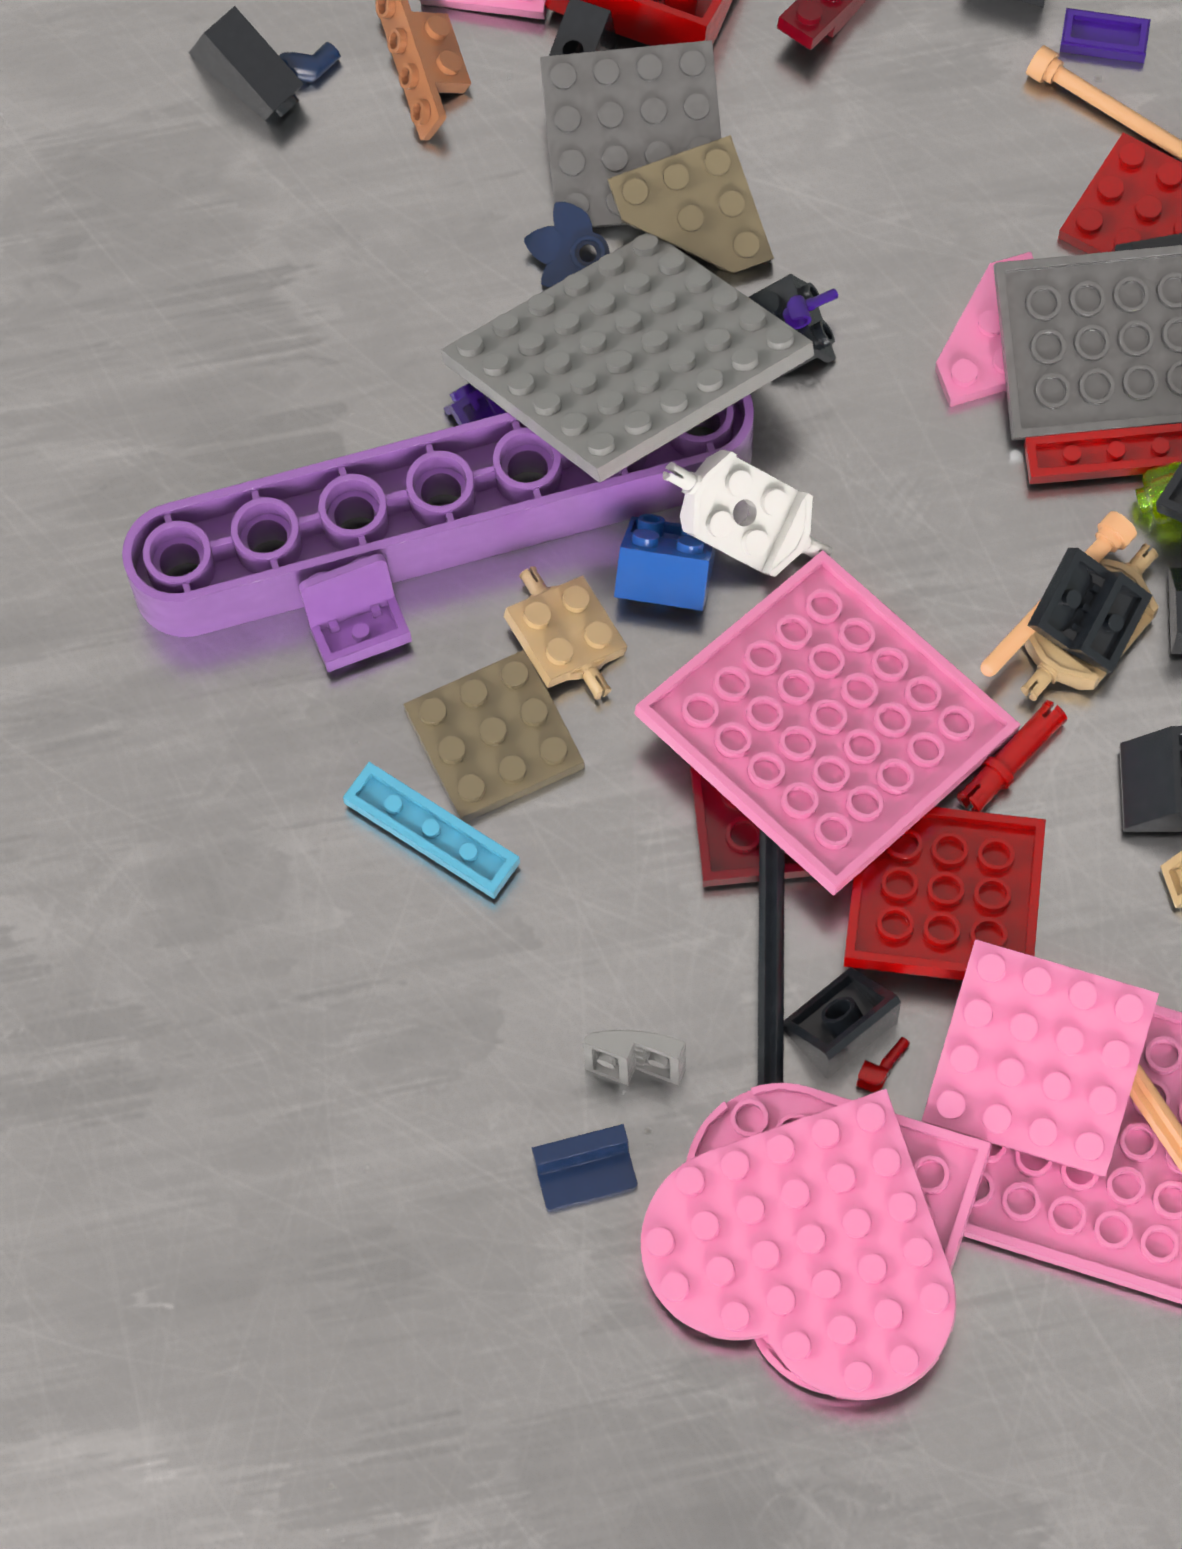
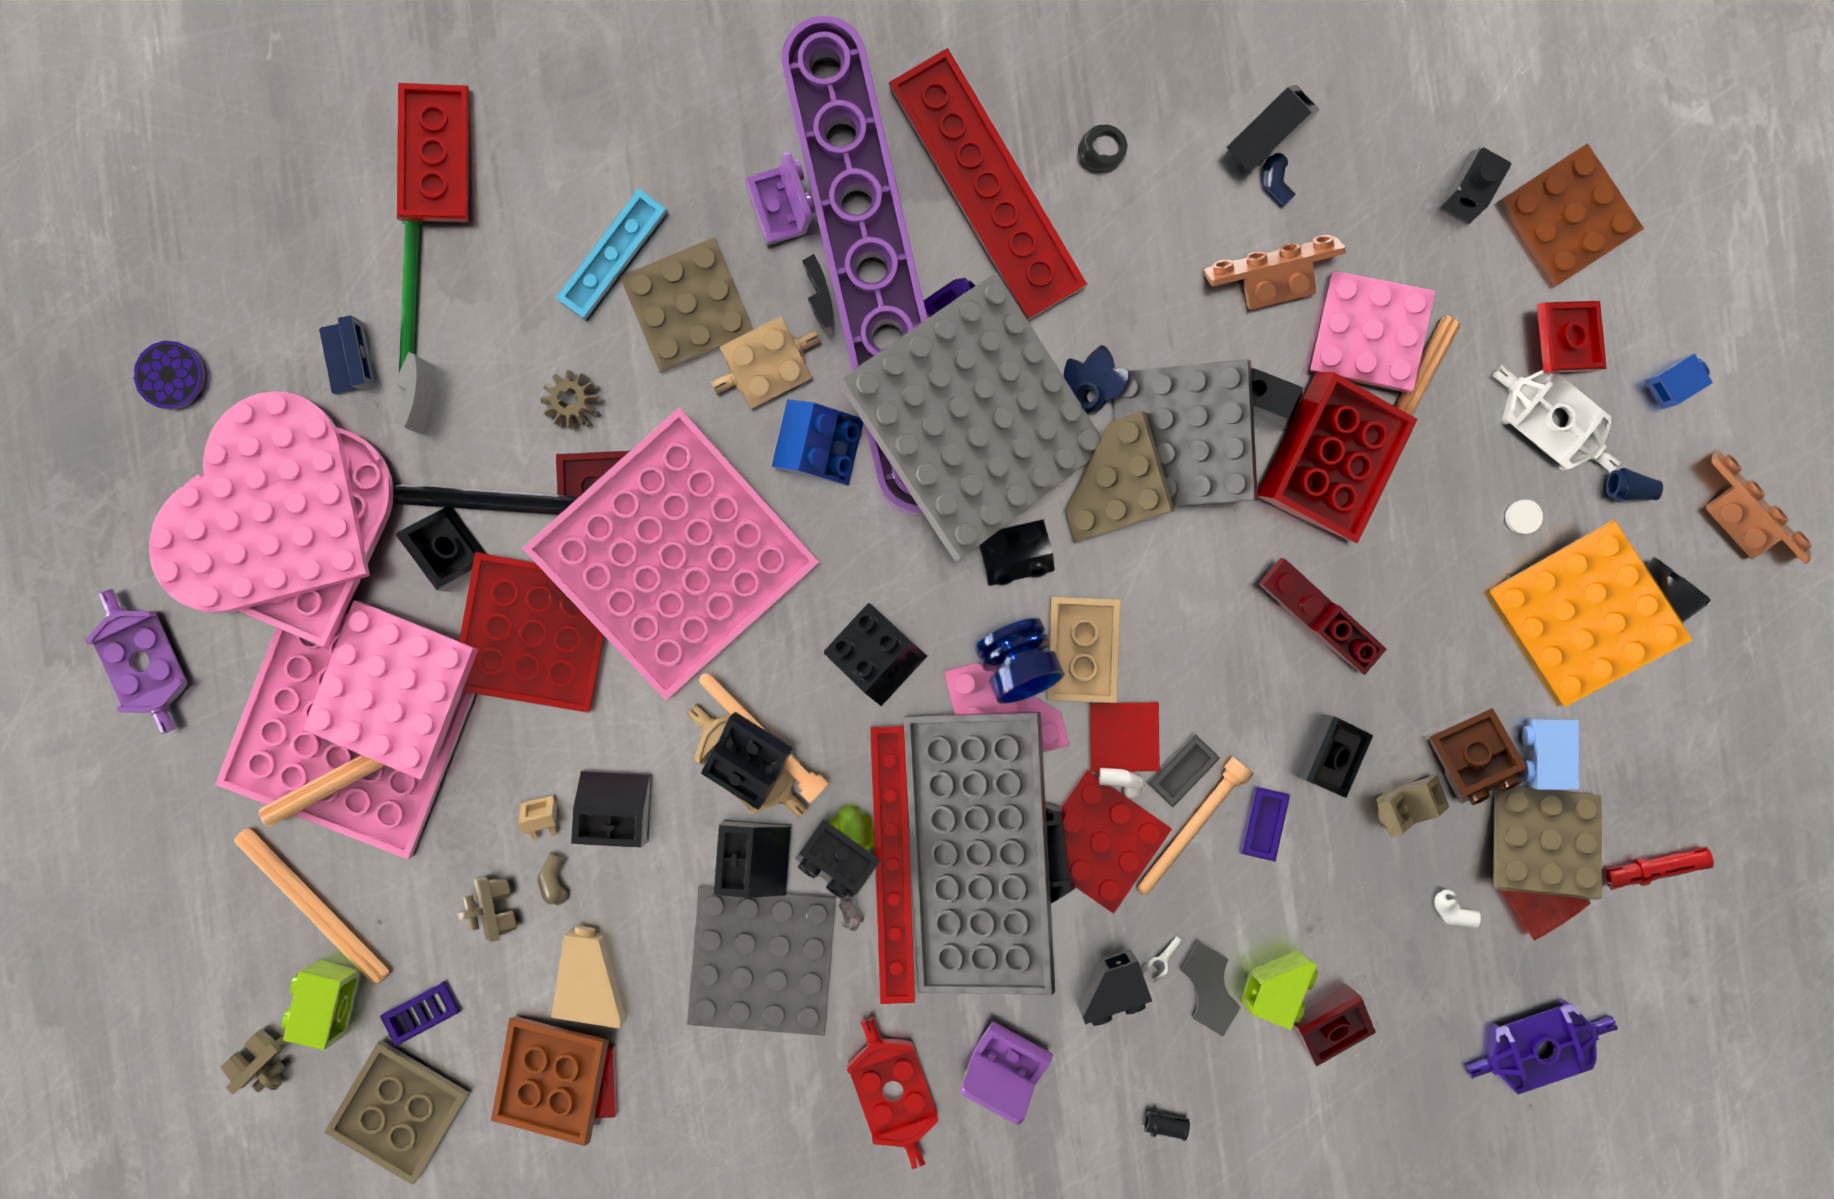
camera: 90 degrees right, 20 degrees up
(281, 274) = (1091, 159): none -> pearl dark grey piece
(302, 1064) = (433, 152): none -> red tile
(321, 384) = (987, 184): none -> red plate
(390, 1092) = (409, 289): none -> green bar
(489, 552) = (821, 301): none -> black slope
(624, 1410) = (169, 375): none -> tile
(639, 883) = (565, 388): none -> dark tan gear
(776, 521) = (827, 519): white plate -> none
(798, 308) = (1015, 554): dark purple hand -> none
(873, 1076) = (402, 570): red hand -> none
(908, 242) = (1087, 645): none -> tan plate
(930, 298) = (1019, 661): none -> clear blue wheel
(933, 482) = (874, 654): none -> black bracket
(999, 770) = (643, 692): red pin -> none
(1013, 194) = (1124, 736): none -> red tile
(1048, 127) = (1183, 770): none -> dark grey tile
(1055, 1392) = (118, 641): none -> medium lavender plate
(1066, 188) = (1122, 778): none -> white arm

